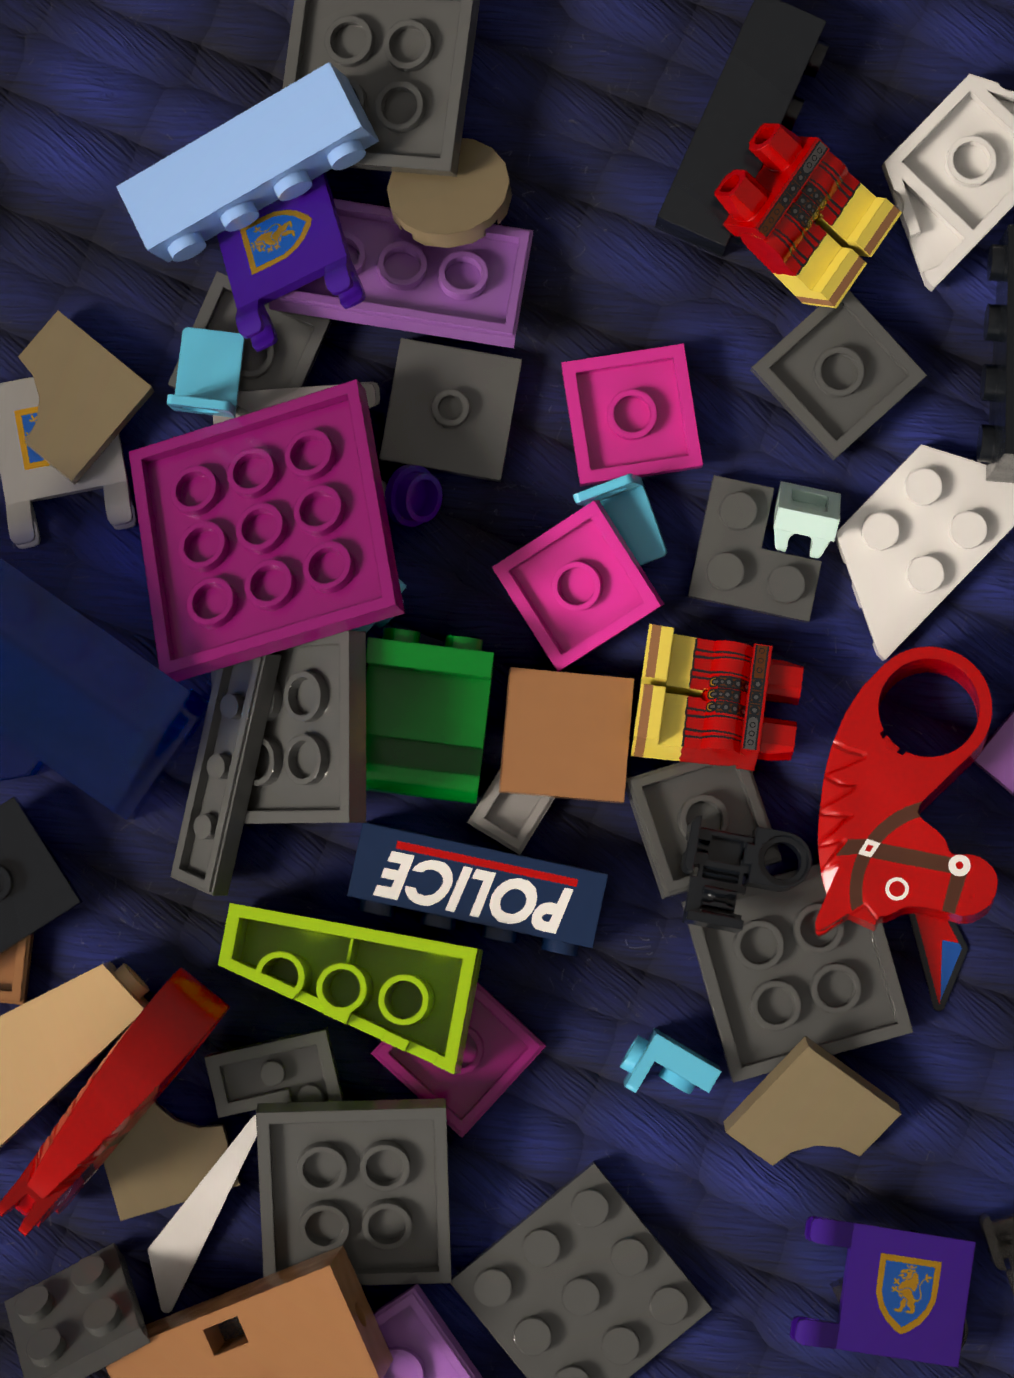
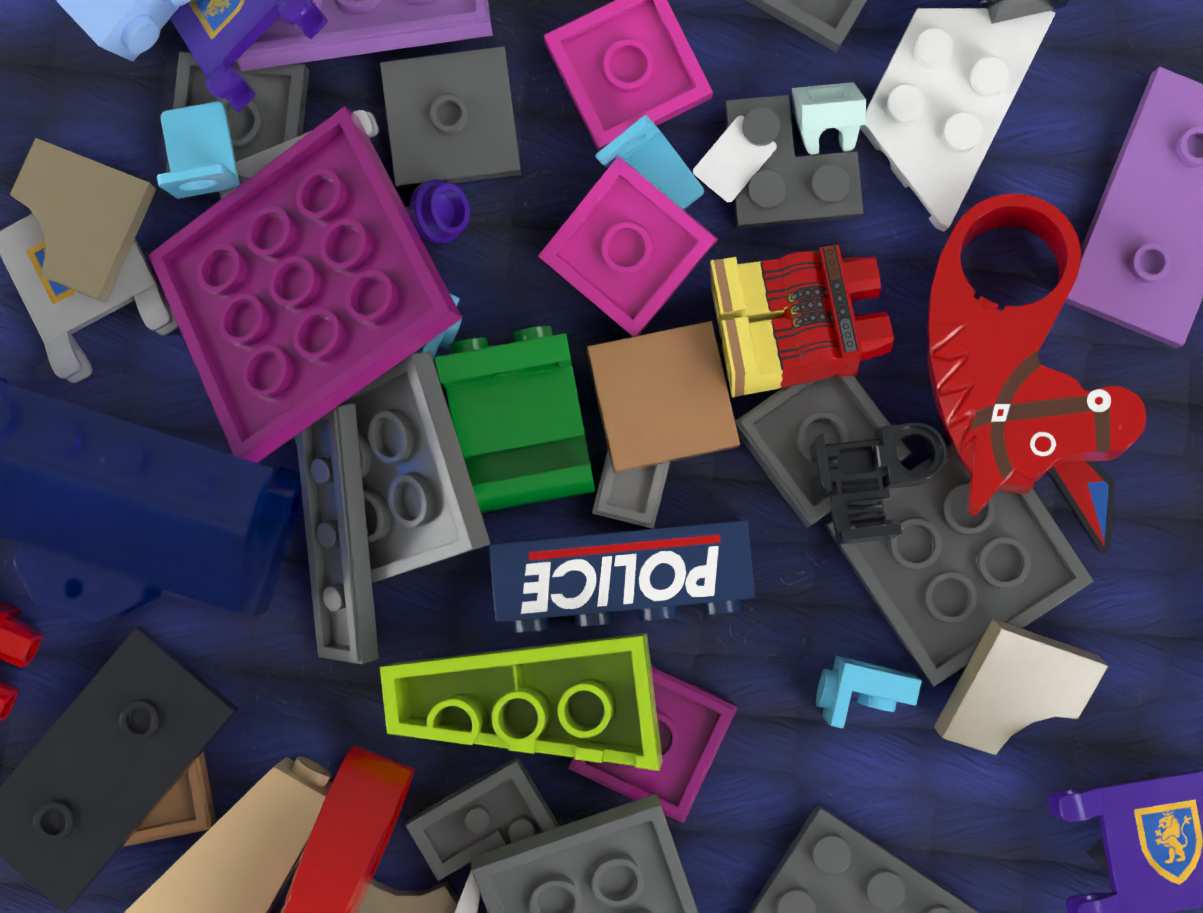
camera: 20 degrees left, 0 degrees up
(700, 535) = (732, 162): none -> white sticker

